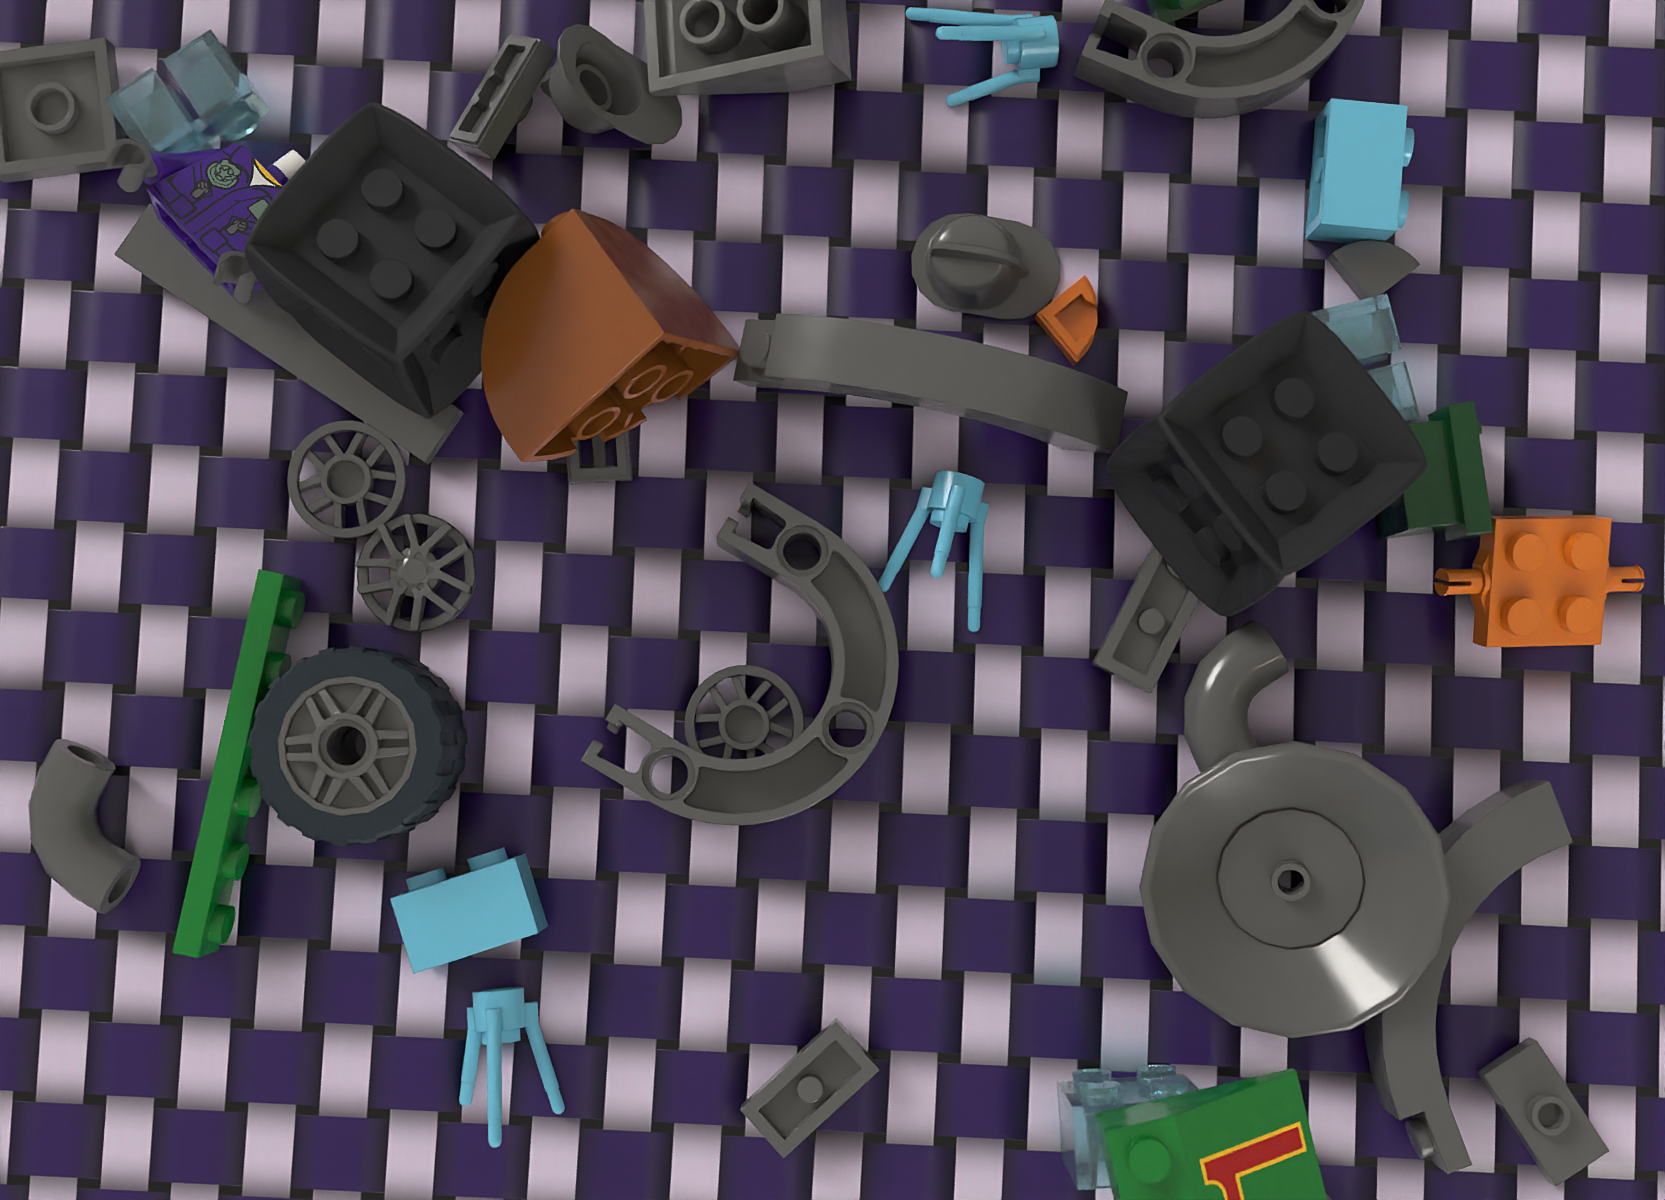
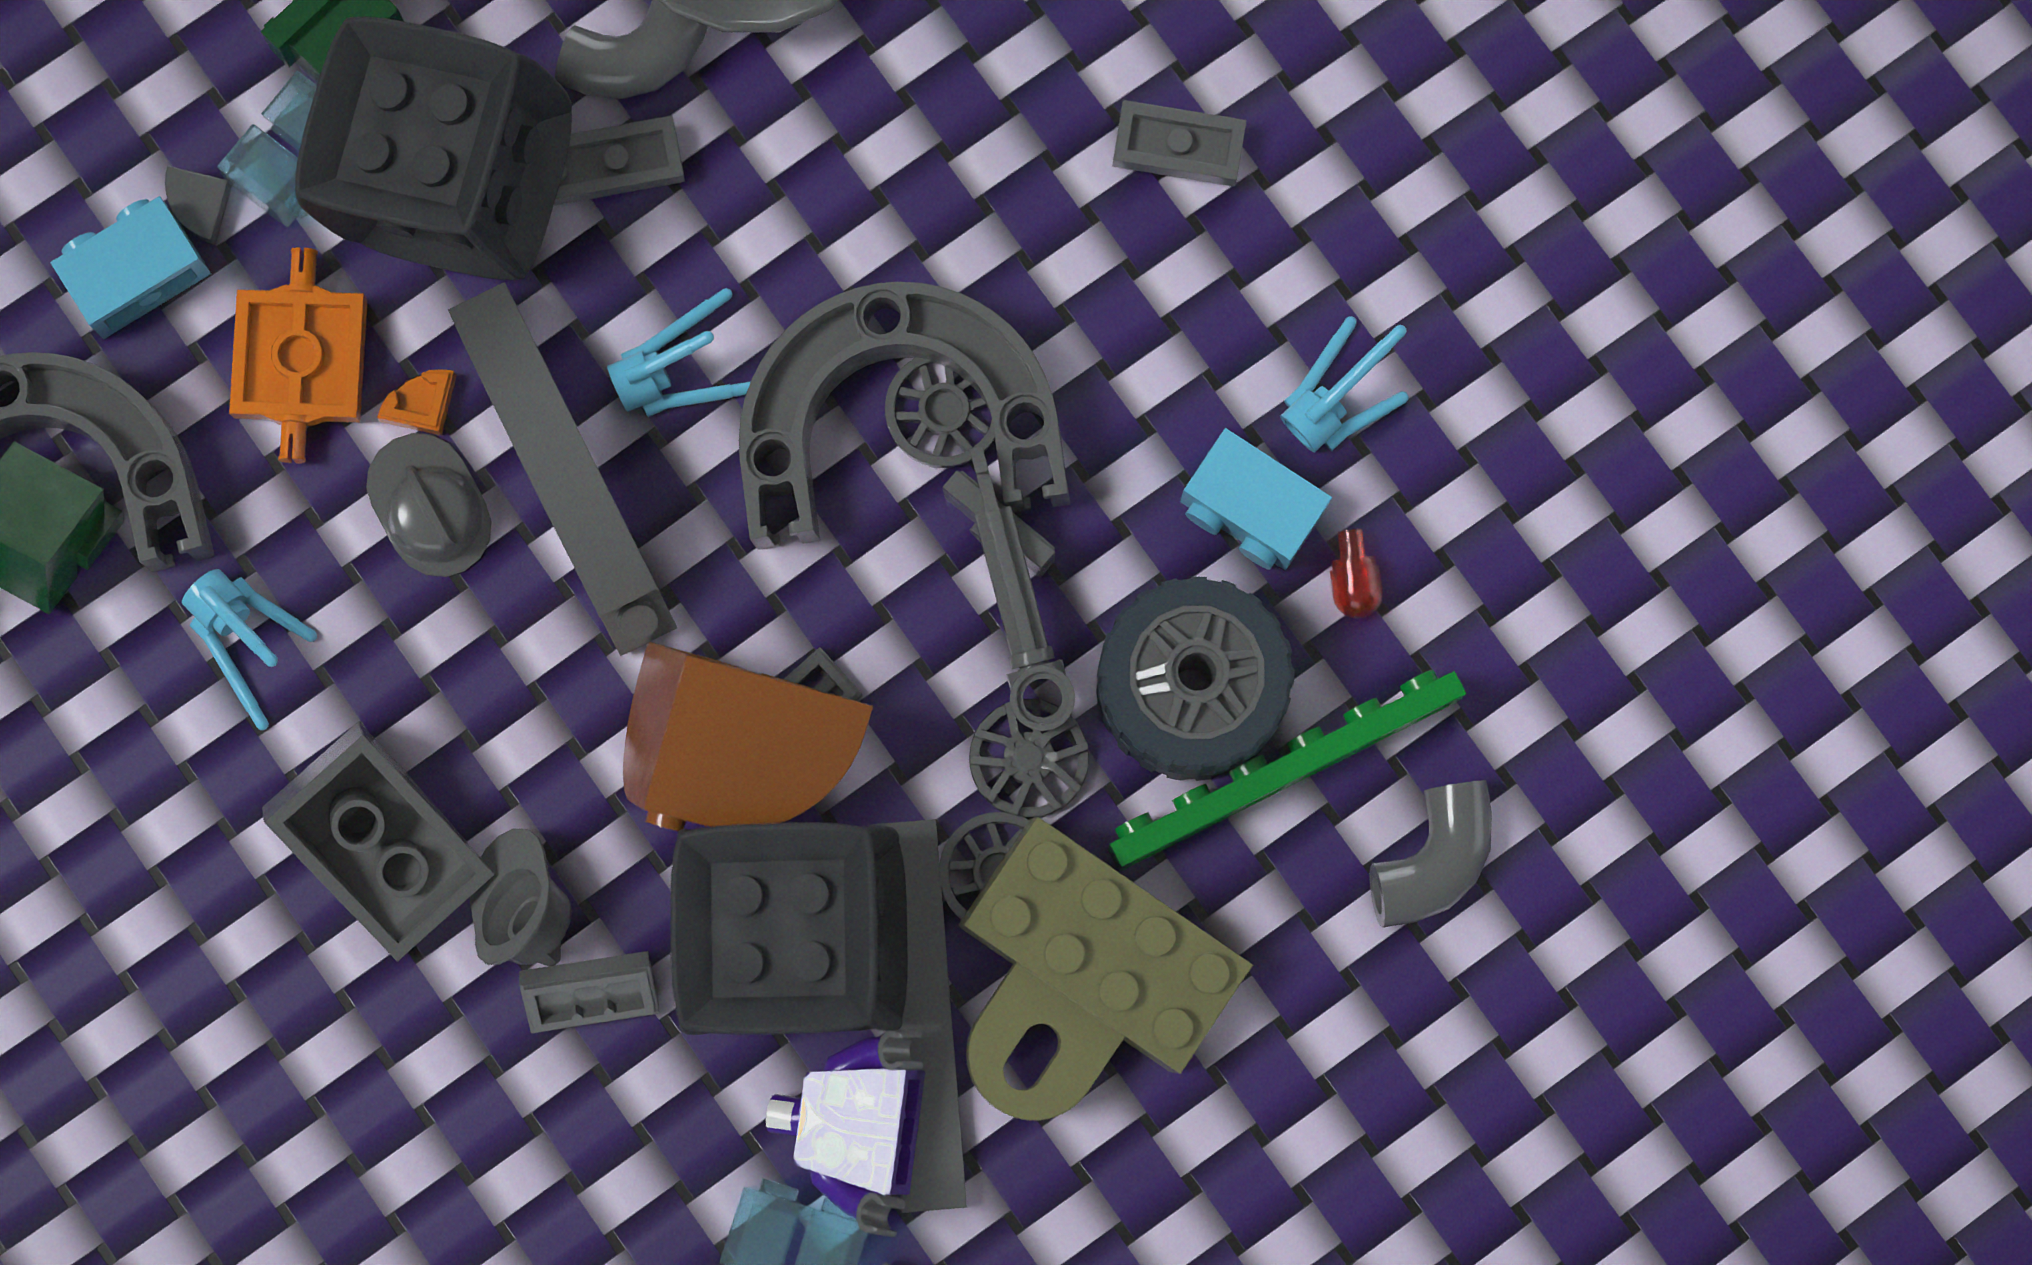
camera: 135 degrees left, 5 degrees down
(201, 487) = (1092, 965): none -> olive brick
(349, 943) = (1356, 577): none -> clear red cylinder
(478, 629) = (1018, 606): none -> dark grey piece
(612, 687) = (967, 497): none -> dark grey plate
(1182, 250) = (298, 355): none -> orange plate

